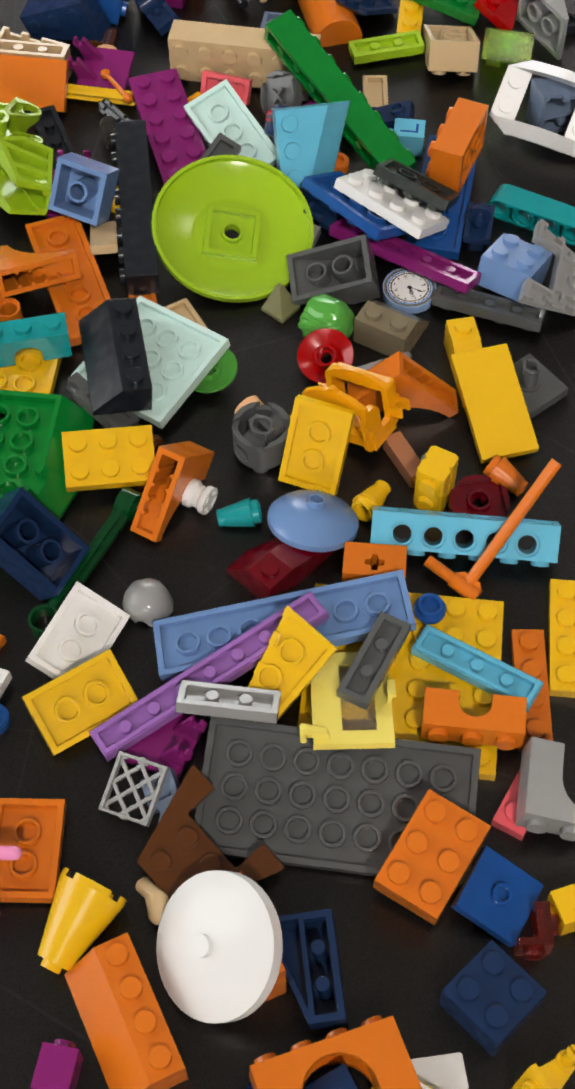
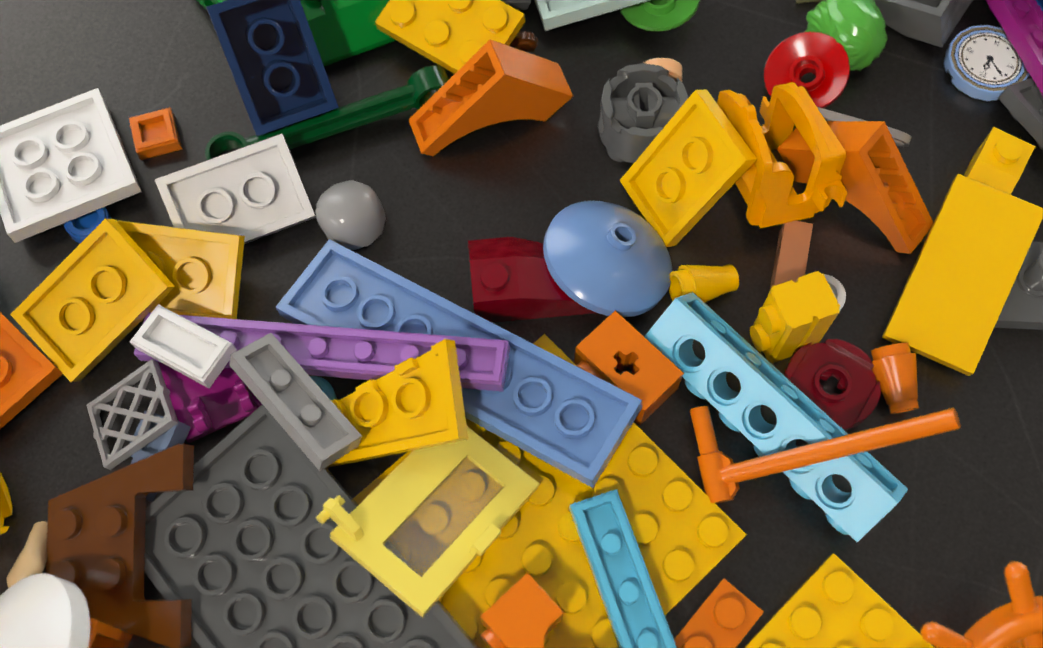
camera: 40 degrees right, 10 degrees up
(54, 746) = (92, 300): none -> yellow plate
(133, 727) = (183, 346): none -> white tile
(199, 496) = (512, 135): white wheel -> none
(240, 514) = (540, 189): teal cone -> none
(373, 660) = (496, 487): dark grey plate -> none
(387, 328) = (916, 89): dark tan slope -> none
(429, 608) = (638, 473): blue plate -> none

